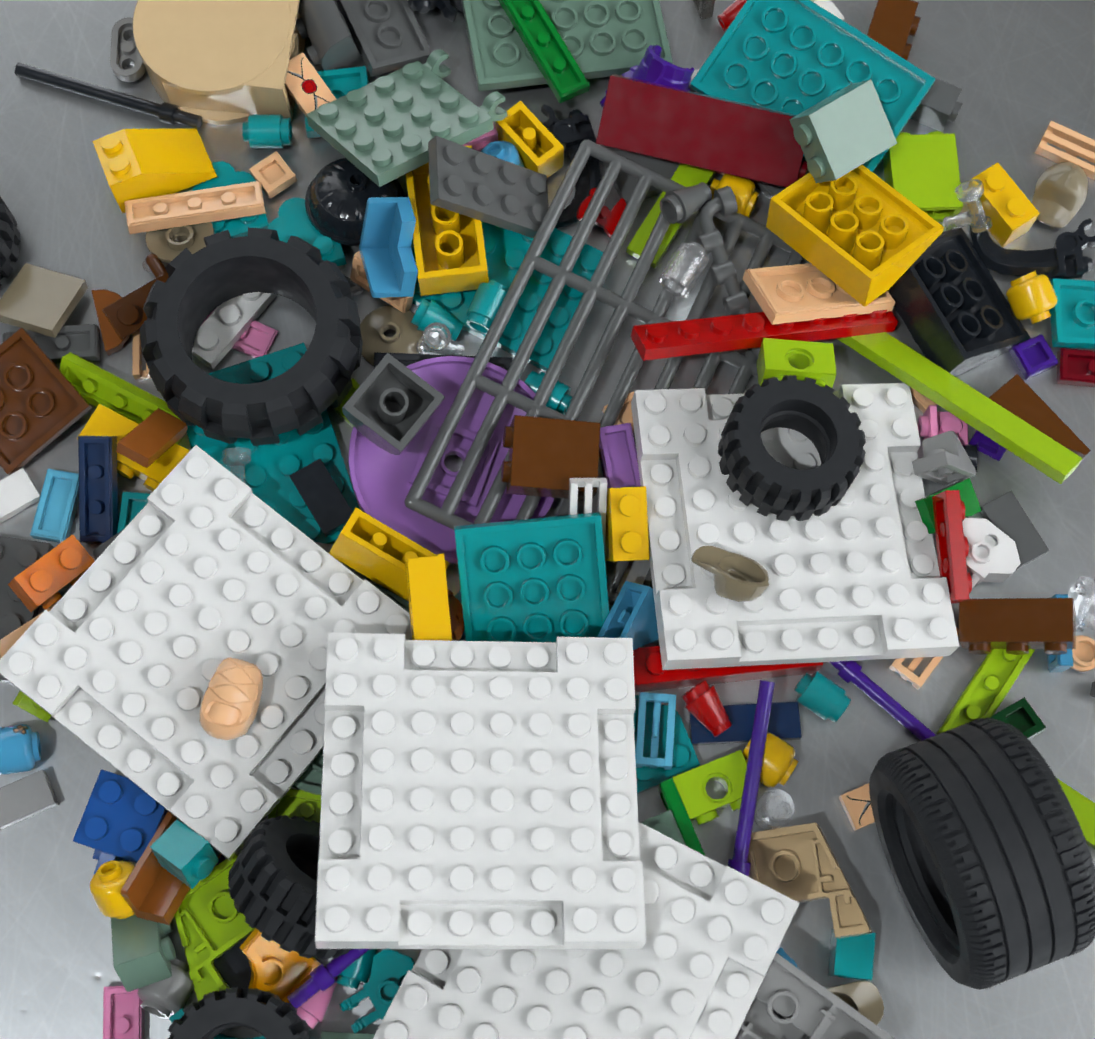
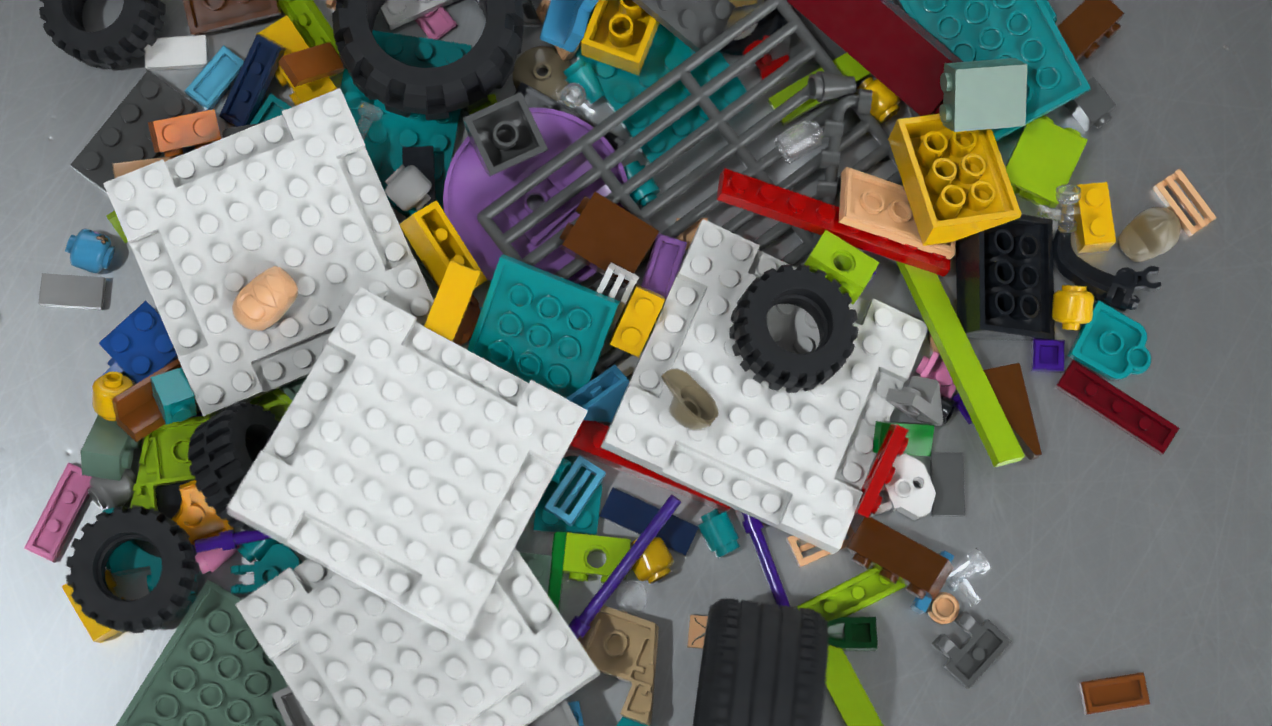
camera: 25 degrees right, 5 degrees up
(319, 511) = (408, 188): none -> light grey head
(485, 305) = (626, 89): teal brick -> none
(707, 708) = (623, 492): red cone -> none

